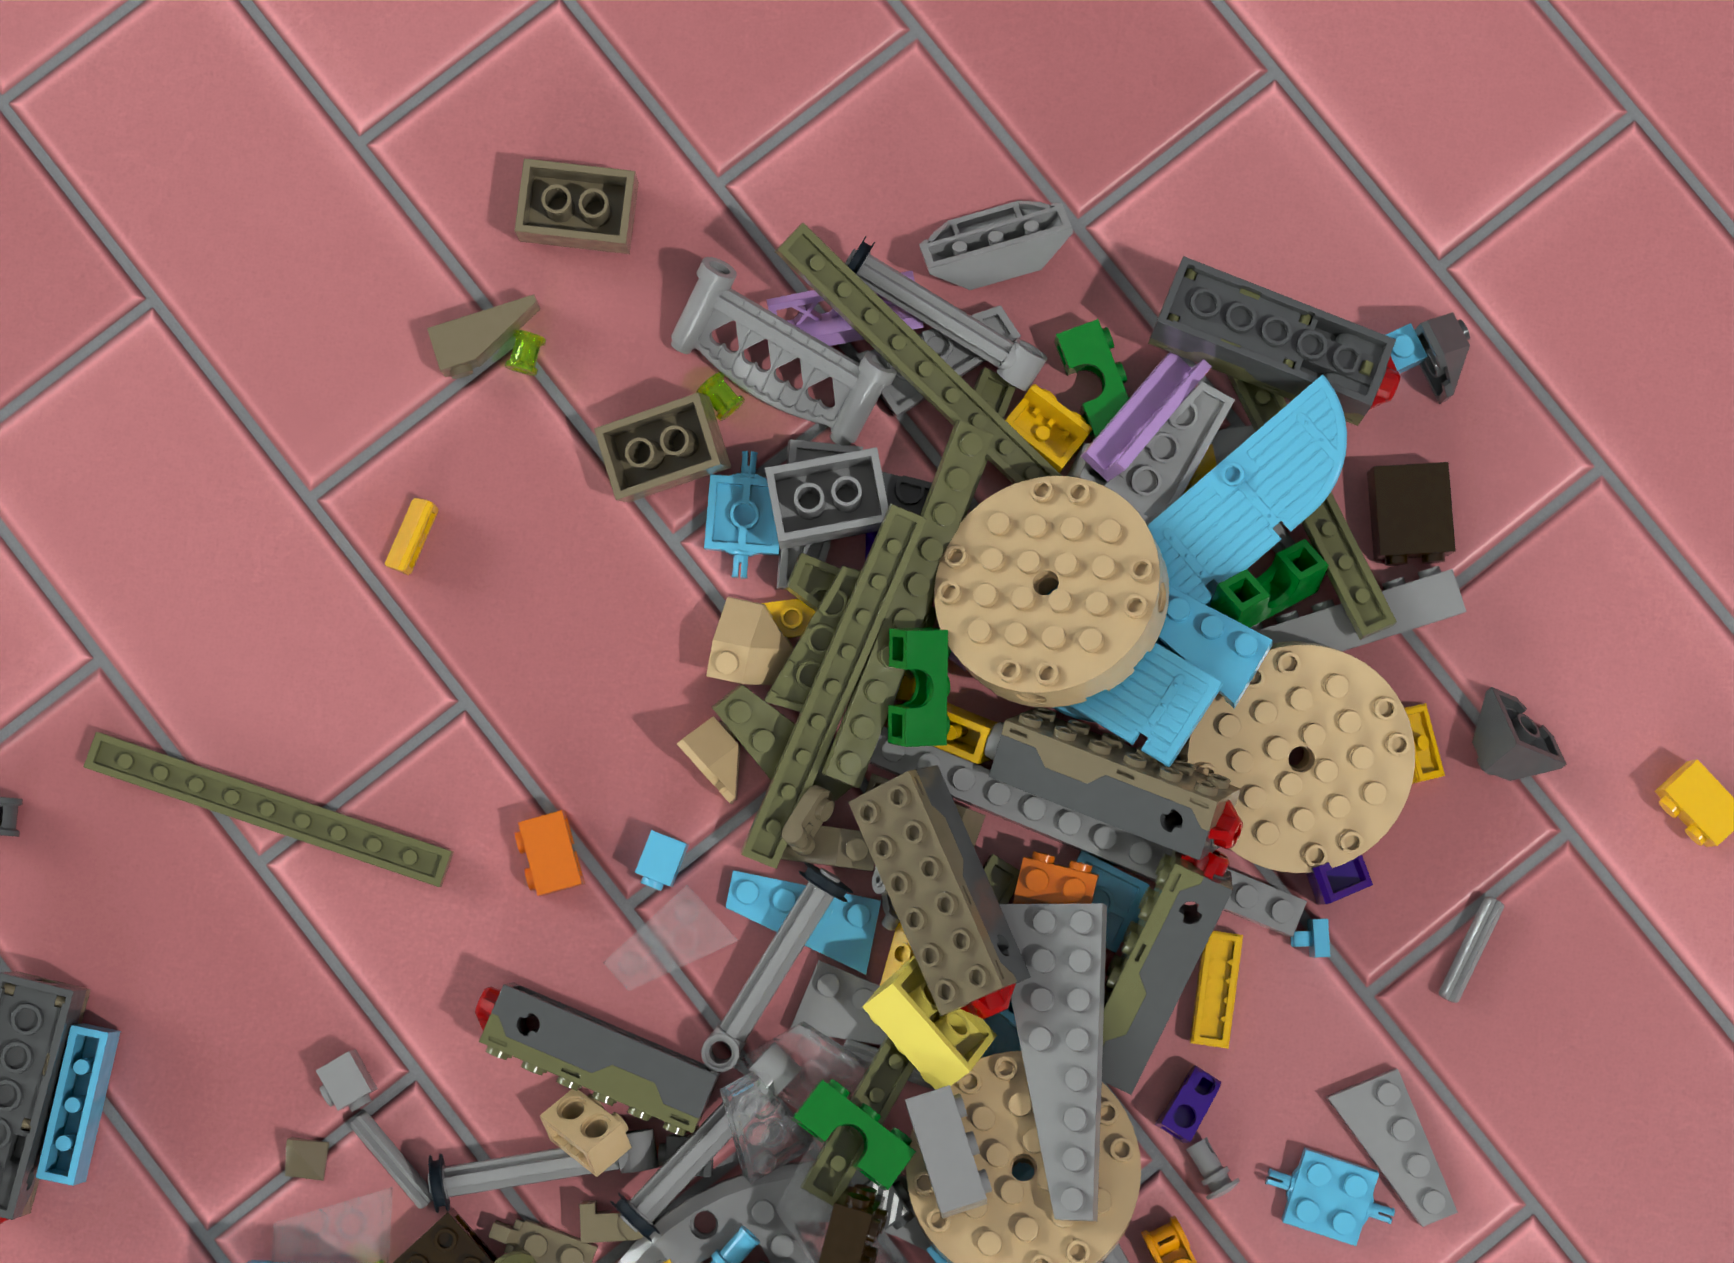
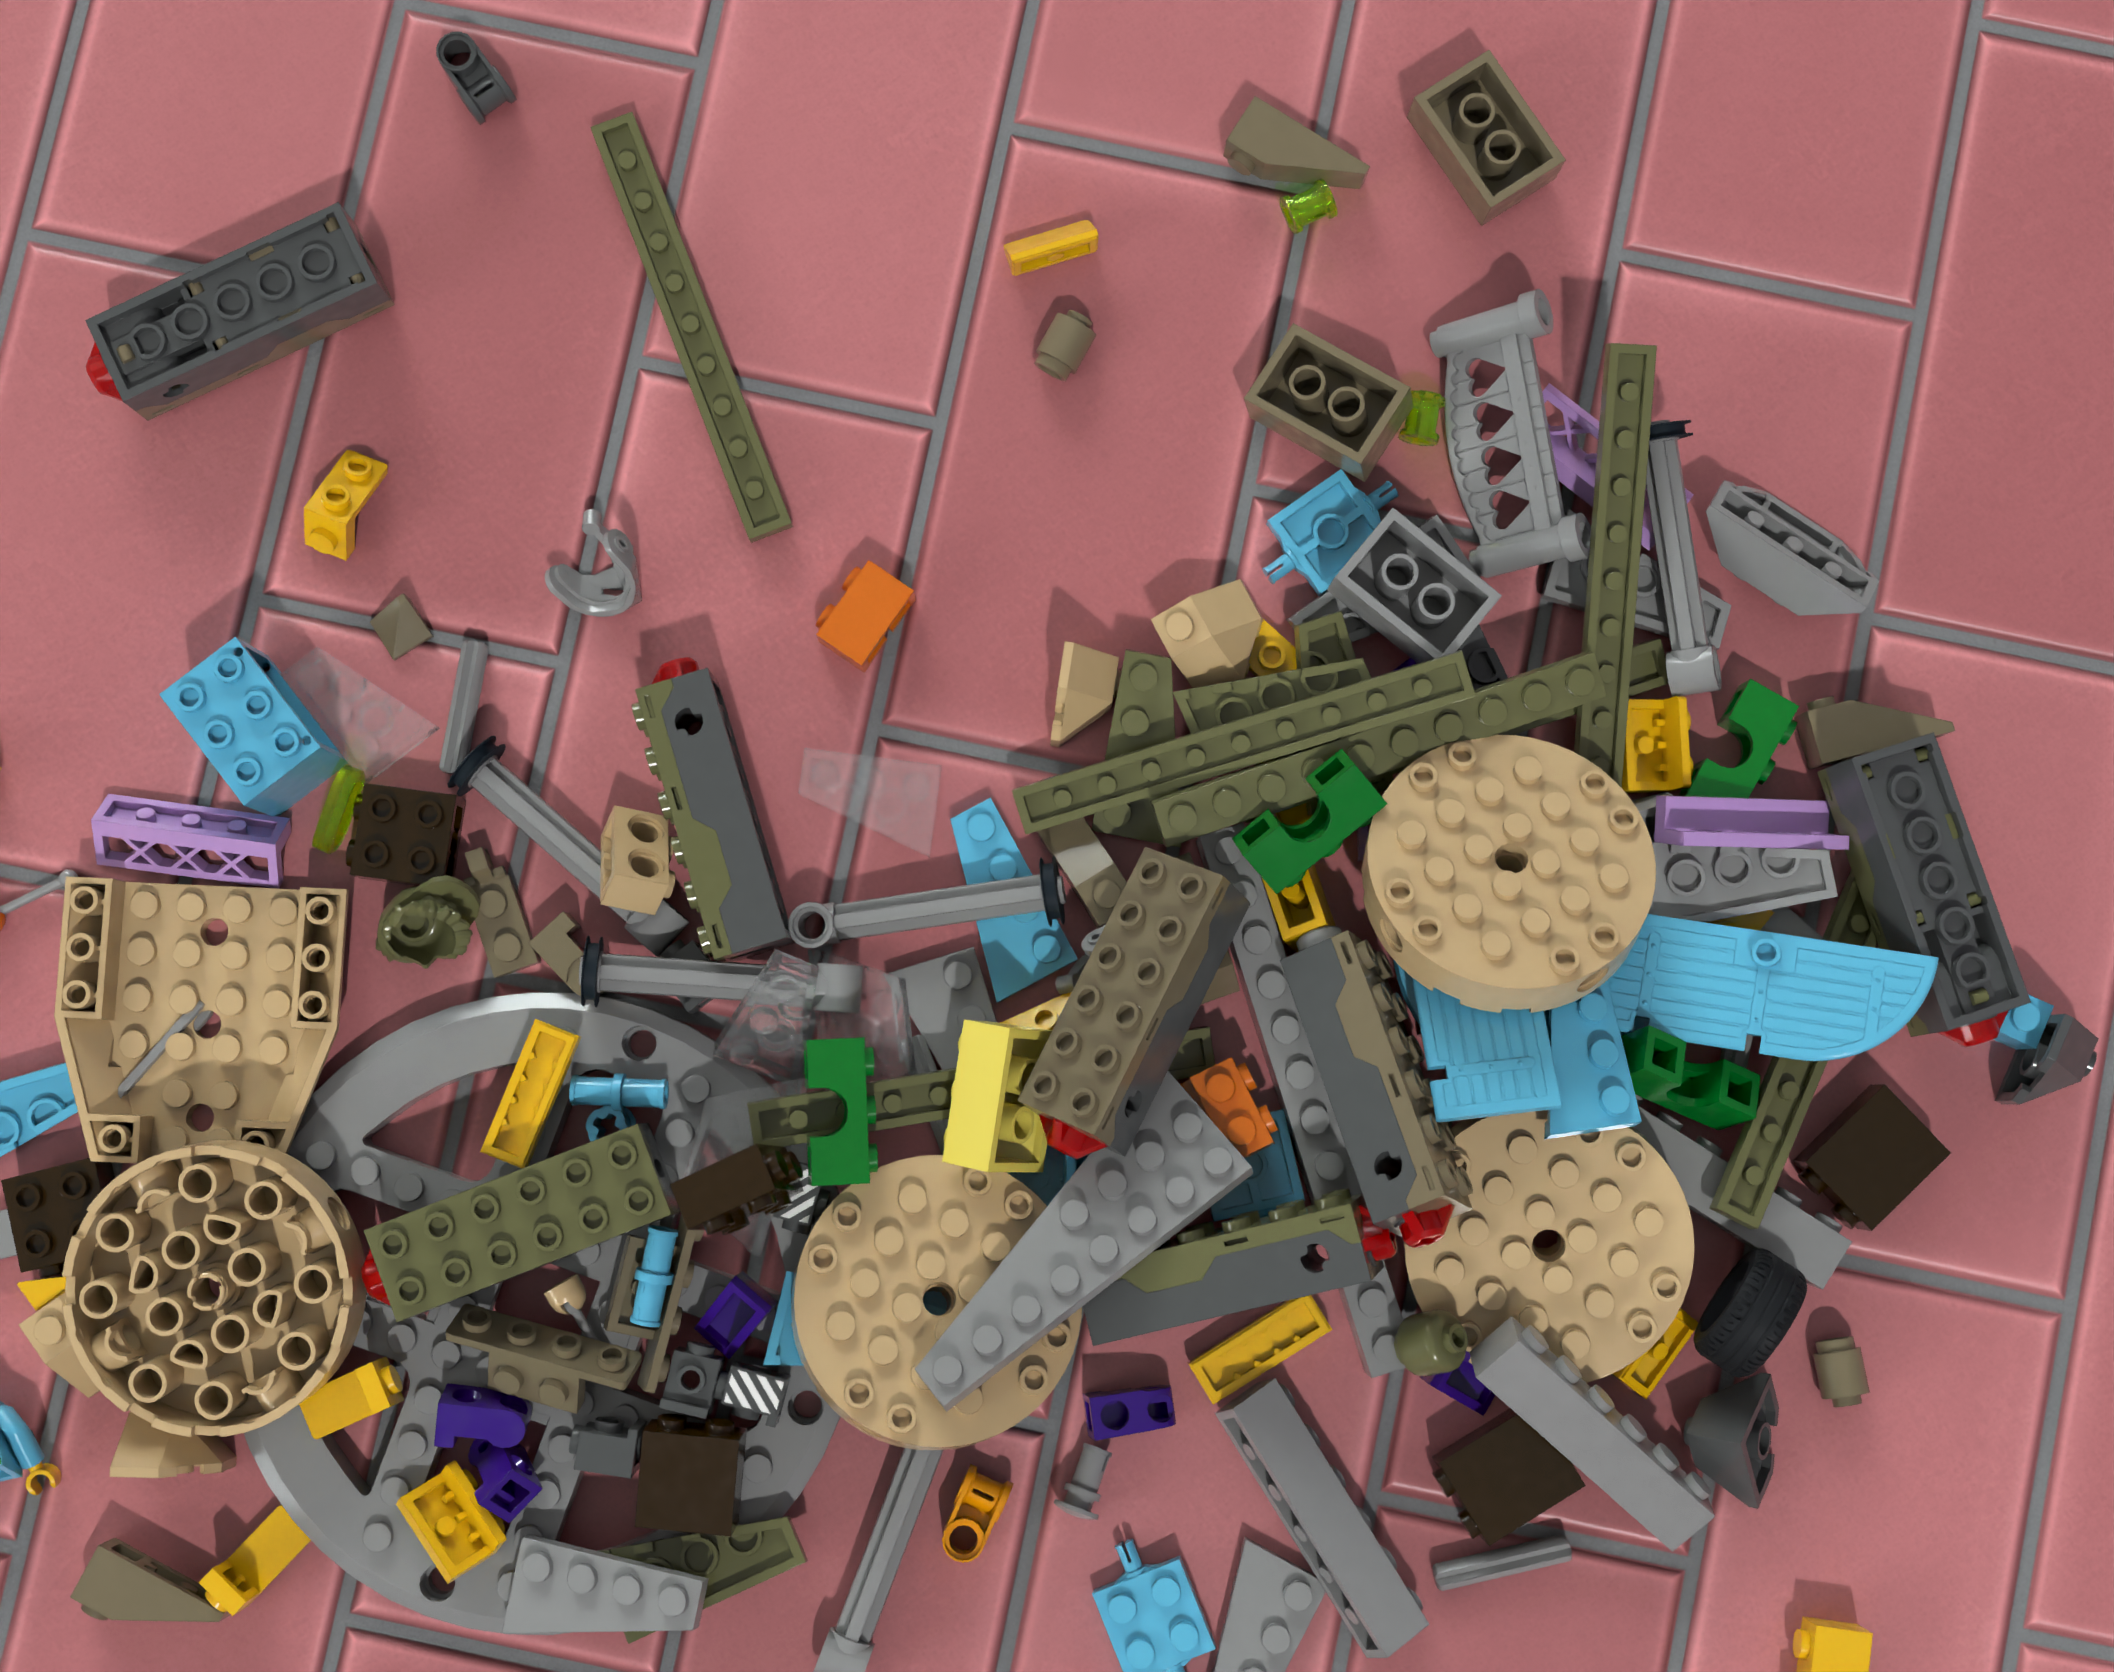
camera: 45 degrees right, 0 degrees up
(78, 1104) = (279, 377): medium azure brick -> none
(191, 1130) = (337, 502): none -> yellow bracket
(346, 1082) = (500, 604): light grey brick -> none
(383, 1019) = (586, 592): none -> light grey helmet
(483, 581) = (1065, 345): none -> dark tan brick
(661, 860) = (944, 722): medium azure brick -> none
(810, 813) = (1095, 824): dark tan plate -> none
(948, 1151) = (895, 1213): light grey brick -> none
(1141, 294) = (1853, 728): none -> dark tan slope
(1301, 882) = (1431, 1343): none -> olive head
(1316, 938) = (1387, 1401): medium azure tile -> none
(1353, 1038) = (1323, 1518): none -> light grey brick
(1418, 900) = (1504, 1476): none -> dark brown brick
(1437, 828) = (1592, 1433): none -> light grey brick
(1444, 669) = (1750, 1313): none -> black tyre
(1525, 641) = (1840, 1371): none -> dark tan brick

